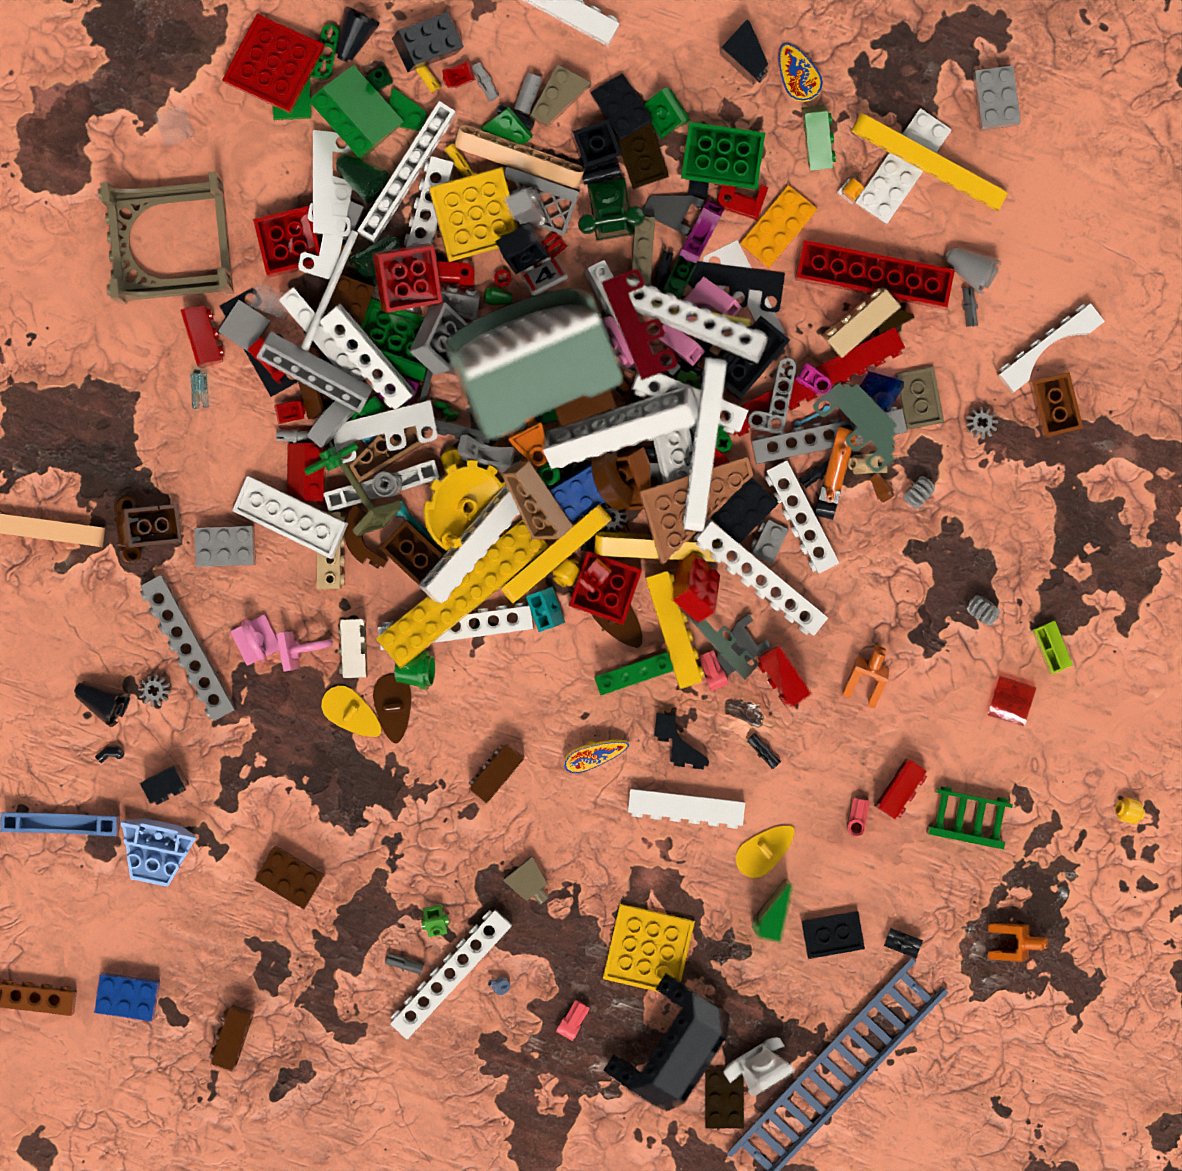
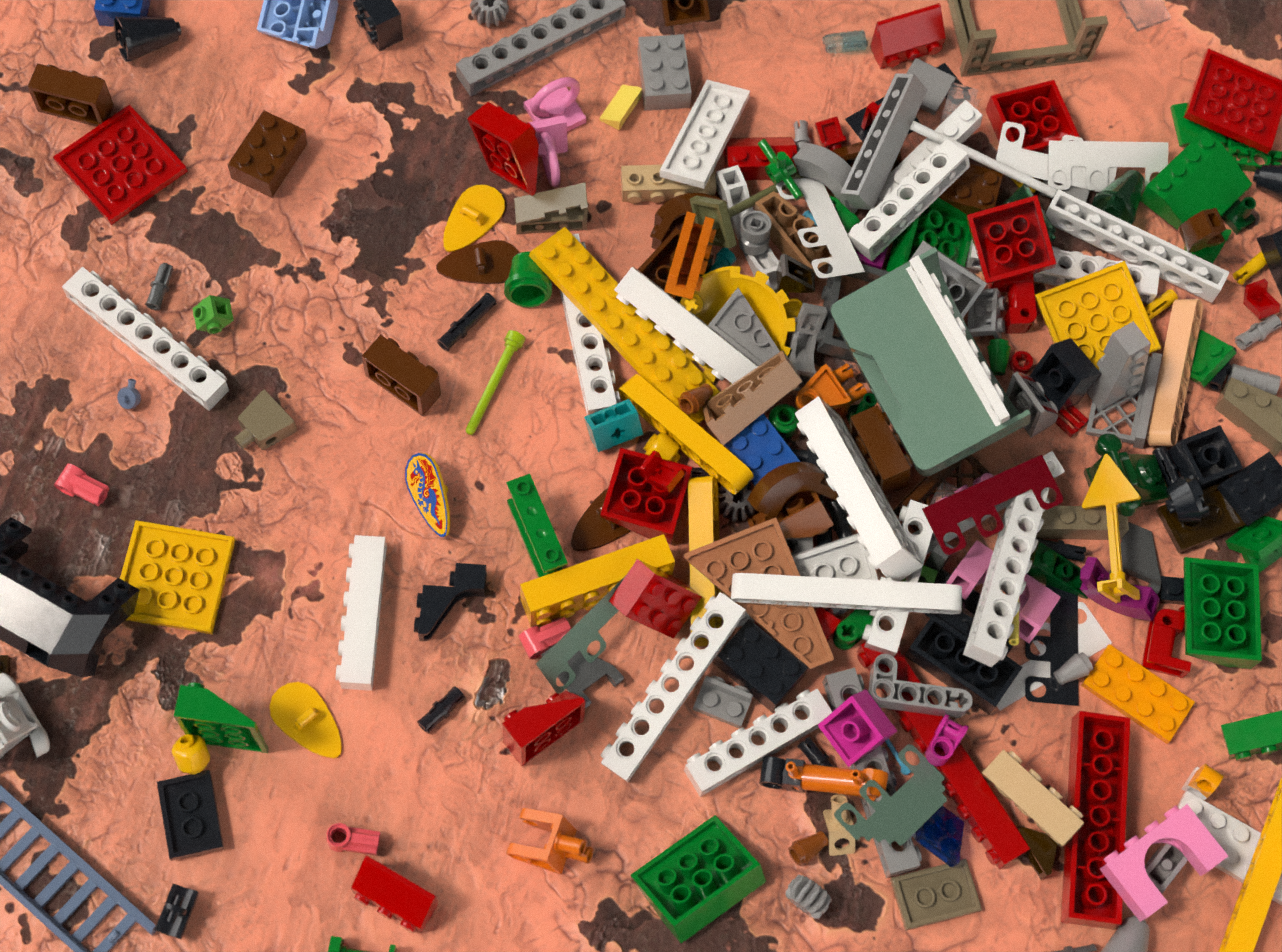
camera: 75 degrees right, 20 degrees down
(173, 979) = (144, 34): none -> black cone
(252, 584) = (621, 106): none -> light yellow slope
(292, 997) = (120, 164): none -> red plate
(302, 682) = (507, 145): none -> red slope
(408, 119) = (1202, 230): none -> reddish brown arch
(414, 541) = (690, 256): none -> orange brick
(431, 456) = (794, 276): none -> dark brown slope
(452, 726) = (466, 322): none -> black pin
(467, 684) = (513, 342): none -> lime piece
(476, 501) = (743, 329): none -> light grey wing
(530, 544) = (692, 400): none -> dark orange cone
(627, 231) = (1109, 490): none -> yellow piece
(634, 169) = (1186, 500): none -> black cone
(759, 274) = (1075, 668): none -> light grey cone
(792, 934) = (191, 754): none -> yellow head
(801, 444) = (857, 727): none -> dark pink slope
(899, 570) = (698, 878): none -> green slope
(912, 231) = (1165, 866): none -> light grey brick
(916, 261) = (1127, 869): none -> bright pink arch

